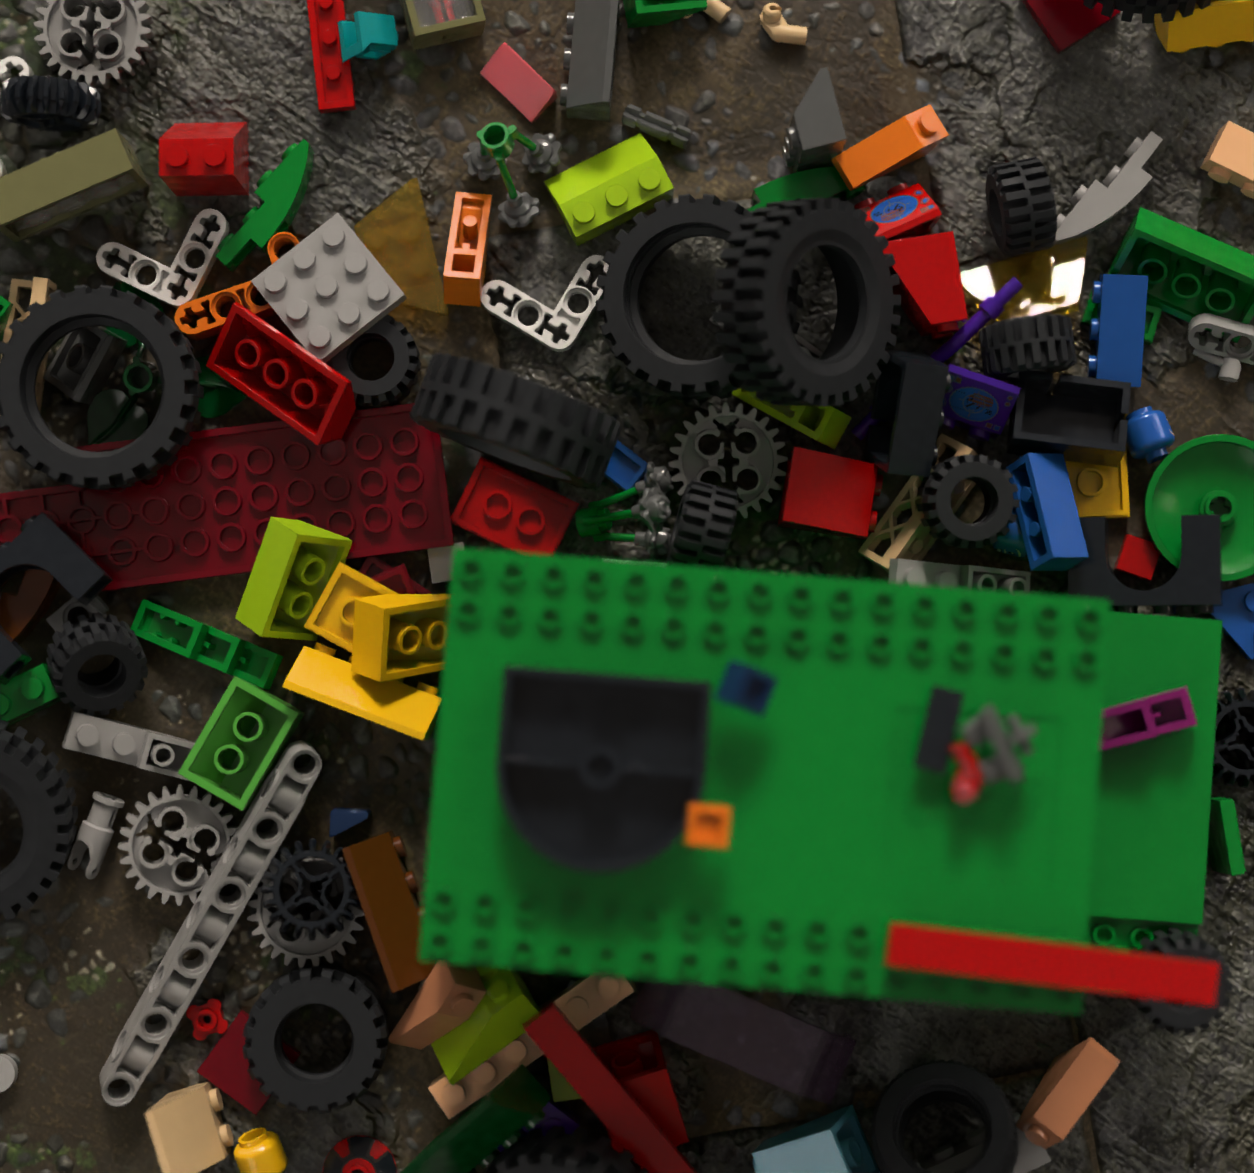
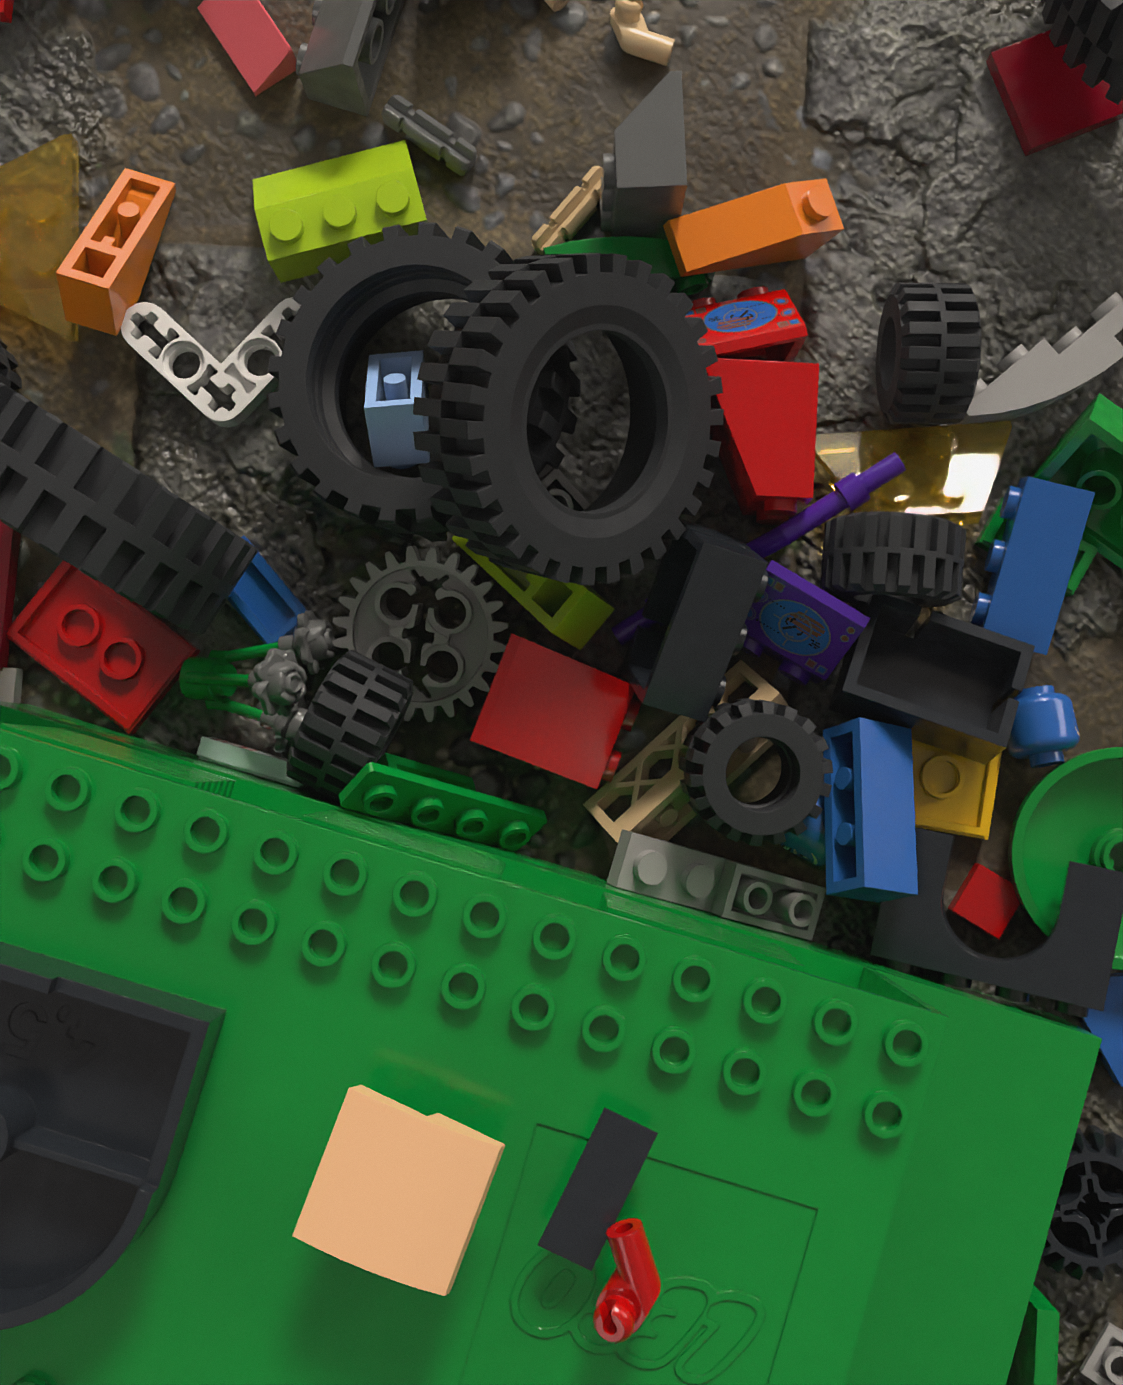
camera: 15 degrees right, 0 degrees up
(490, 160) = (177, 128): dark grey plant -> none
(683, 316) = (389, 409): none -> light blue brick
(707, 826) = (137, 1285): orange tile -> none
(746, 688) = (266, 1050): dark blue slope -> none
(763, 559) = (439, 802): none -> green bracket
(764, 158) = (571, 213): none -> tan axle
(835, 745) = (398, 1191): none -> light nougat slope
(1006, 761) = (701, 1278): dark grey hips -> none
(1147, 717) = (965, 1168): magenta slope -> none

